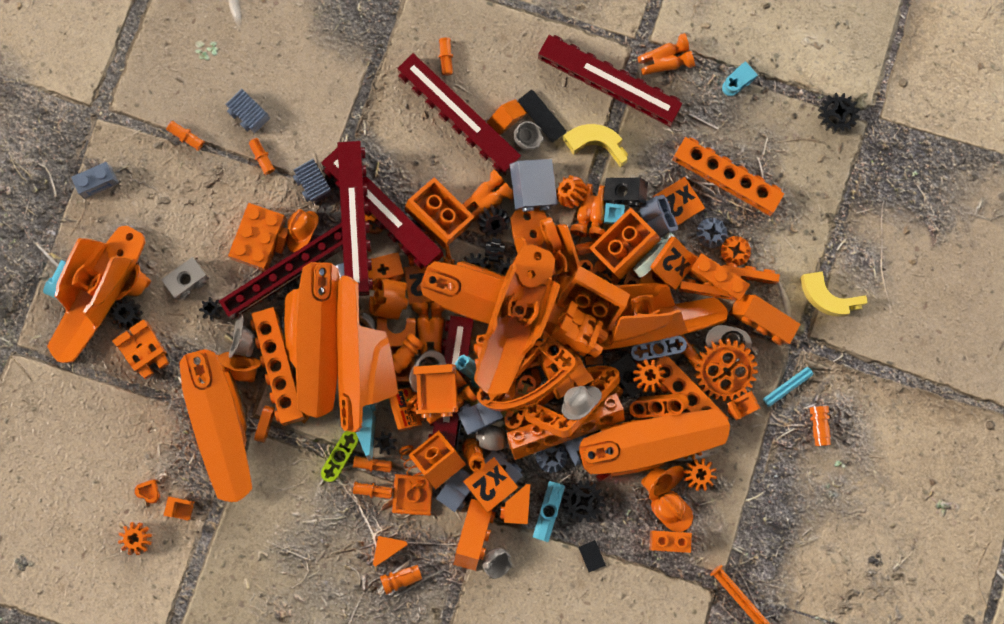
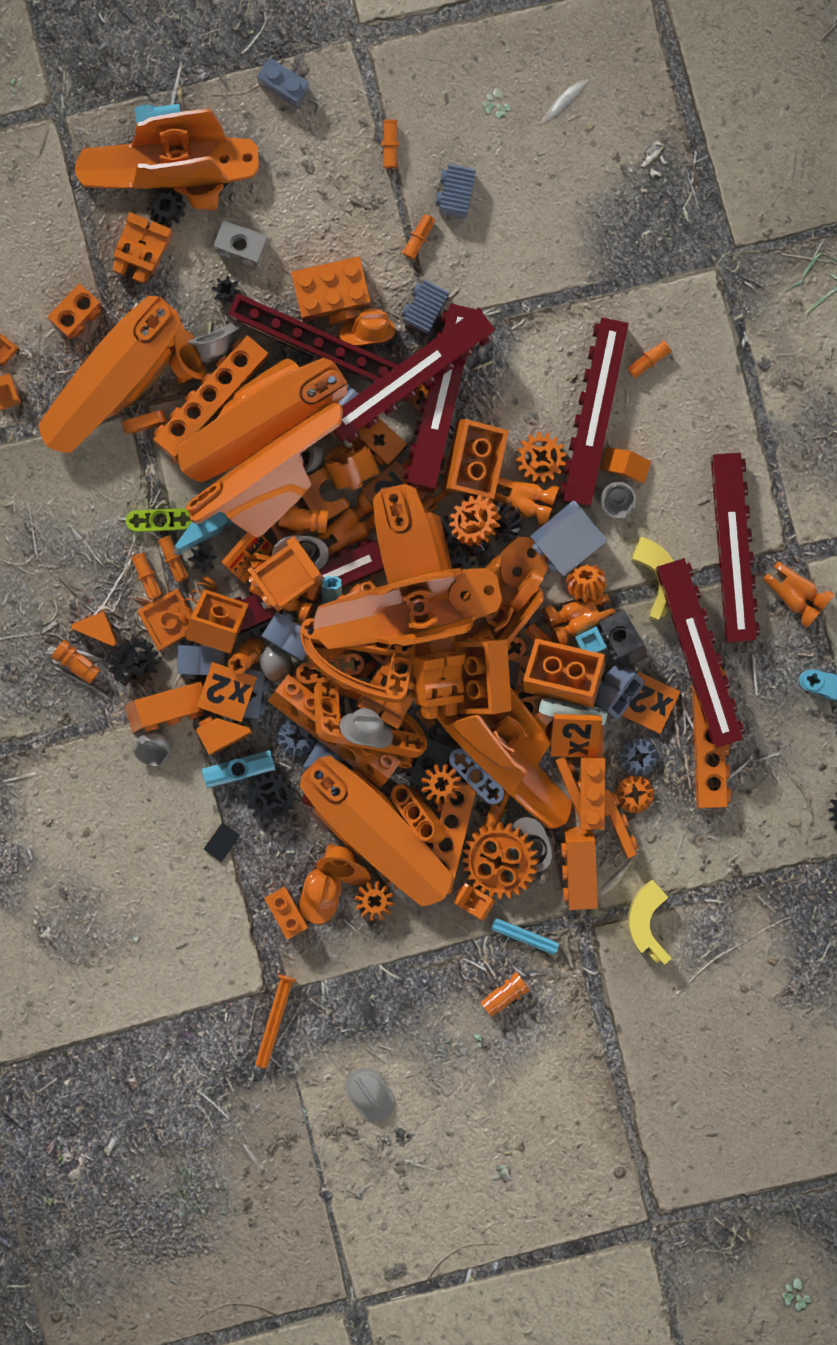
camera: 55 degrees right, 5 degrees up
(151, 425) = (70, 307): none -> orange brick
(426, 537) = (124, 657): none -> black gear
(471, 166) = (534, 465): none -> orange gear
(475, 232) = (470, 531): none -> orange gear
(542, 116) = (650, 501): black piece -> none
(669, 145) = (699, 653): none -> dark red brick
(832, 564) = (369, 1094): none -> light grey piece

